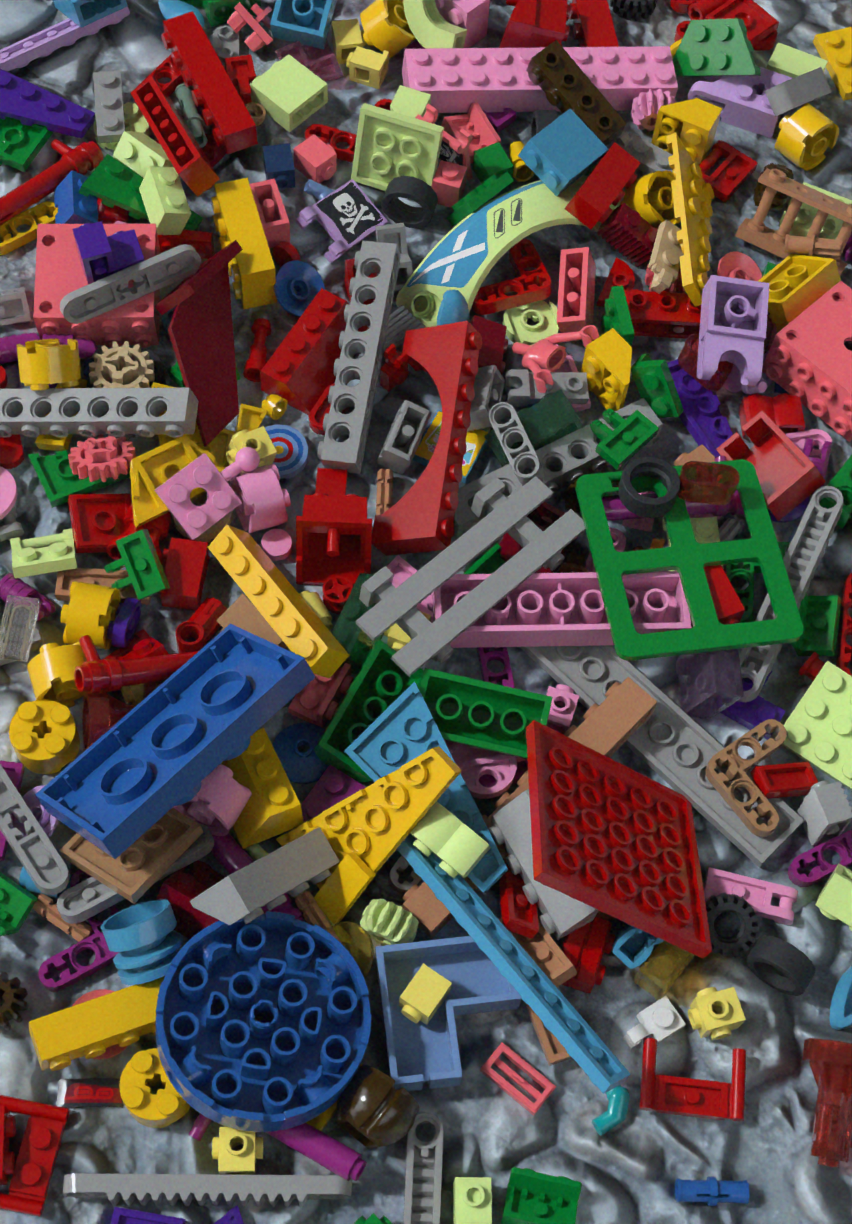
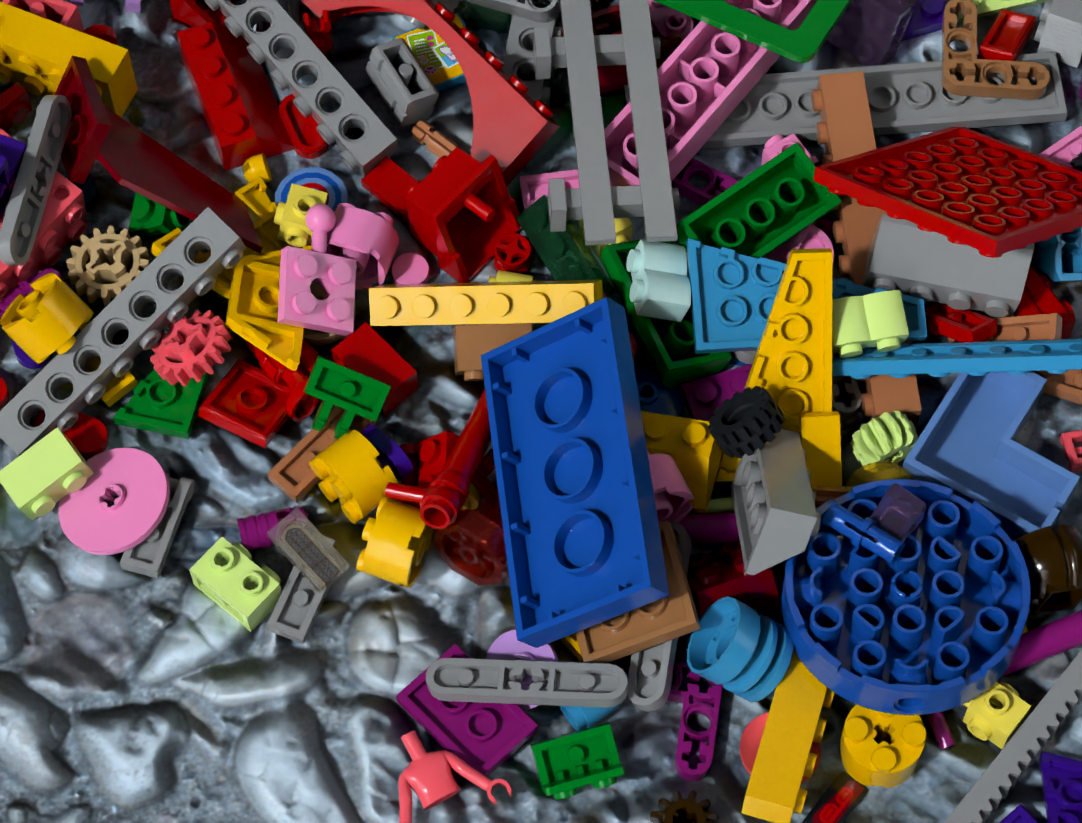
camera: 45 degrees left, 0 degrees up
(43, 554) = (248, 481): yellowish green plate -> none
(46, 907) = (636, 719): nougat axle -> none
(58, 732) = (441, 584): yellow brick -> none
(200, 626) = (444, 394): red piece -> none
(258, 351) = (199, 153): red piece -> none
(278, 955) = (840, 520): none -> blue pin
(303, 279) = (152, 55): blue dish -> none
(307, 819) = (746, 422): none -> black tyre
(311, 968) = (899, 512): none -> clear purple slope
(376, 691) = (659, 280): none -> light aqua brick
(424, 995) = (978, 456): light yellow brick -> none

